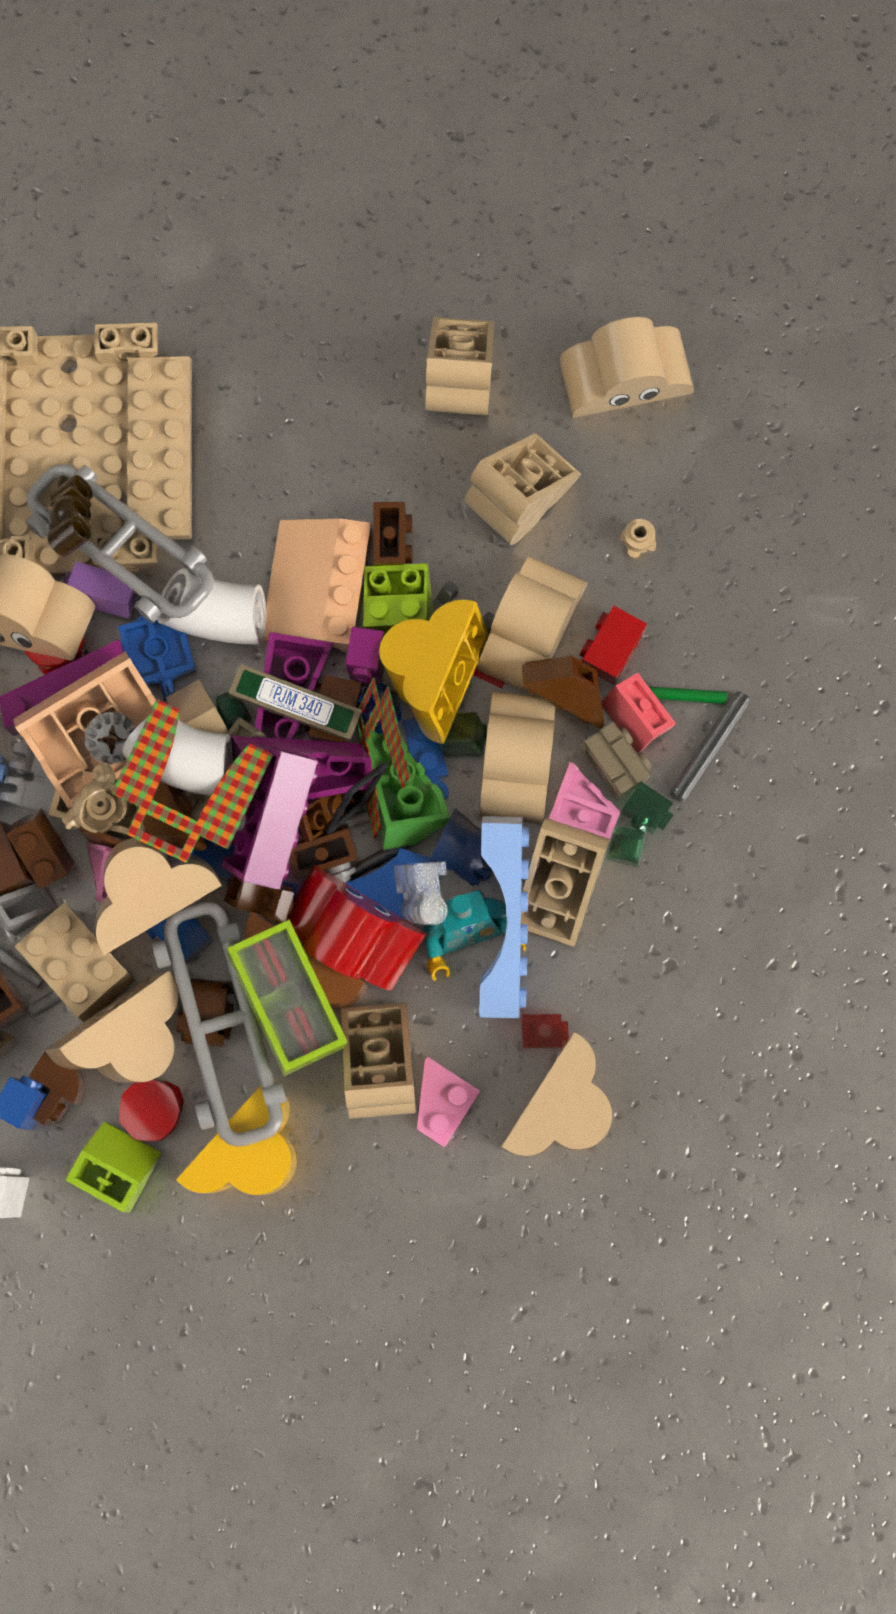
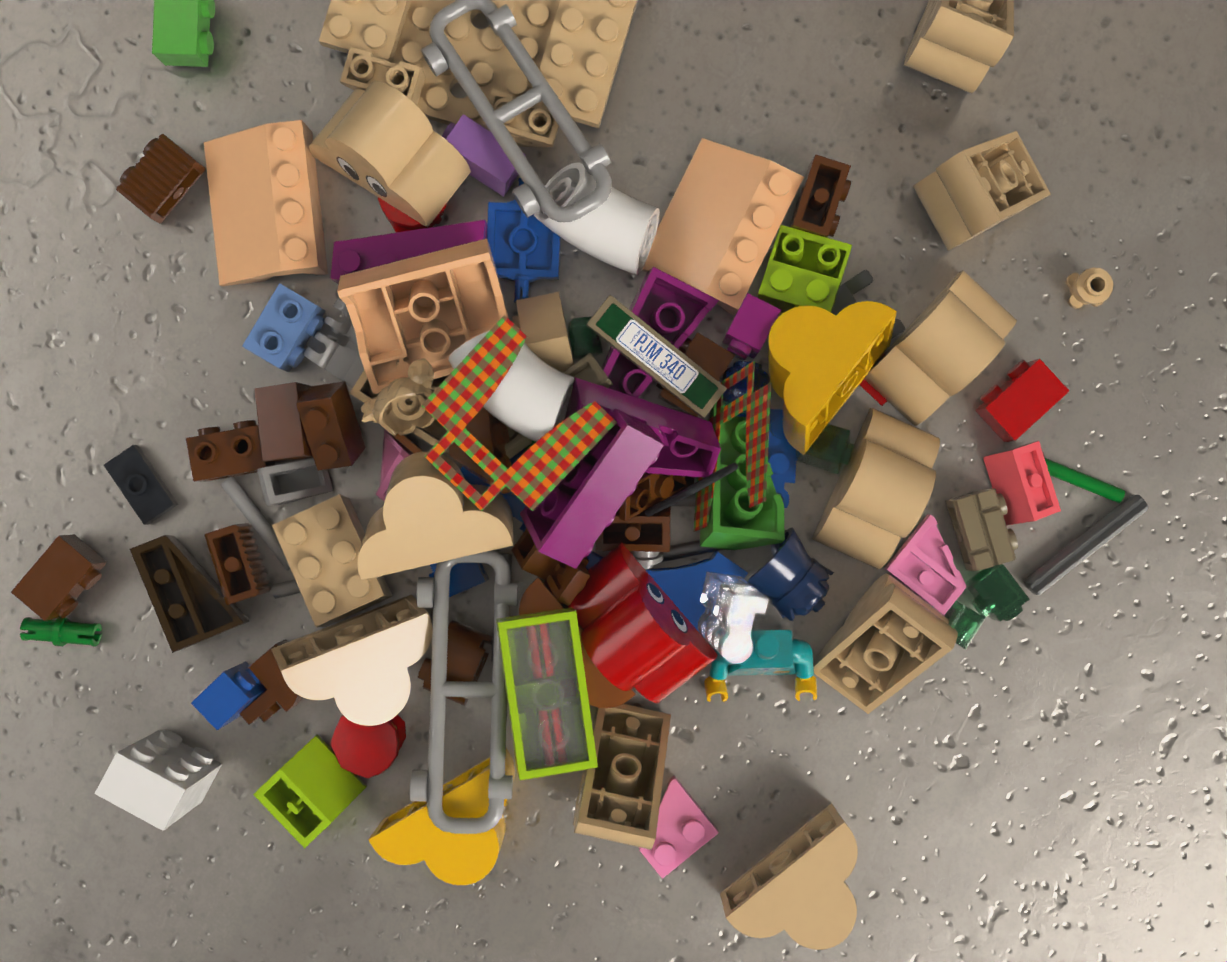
camera: 10 degrees right, 10 degrees up
(70, 516) = (471, 61): dark brown piece -> none
(99, 728) = (434, 319): light grey gear -> none
(502, 850) = (835, 602): light blue arch -> none
(530, 1031) = (796, 784): clear red brick -> none
(567, 685) = (961, 434): reddish brown slope -> none
(625, 367) = (1143, 86): tan brick -> none

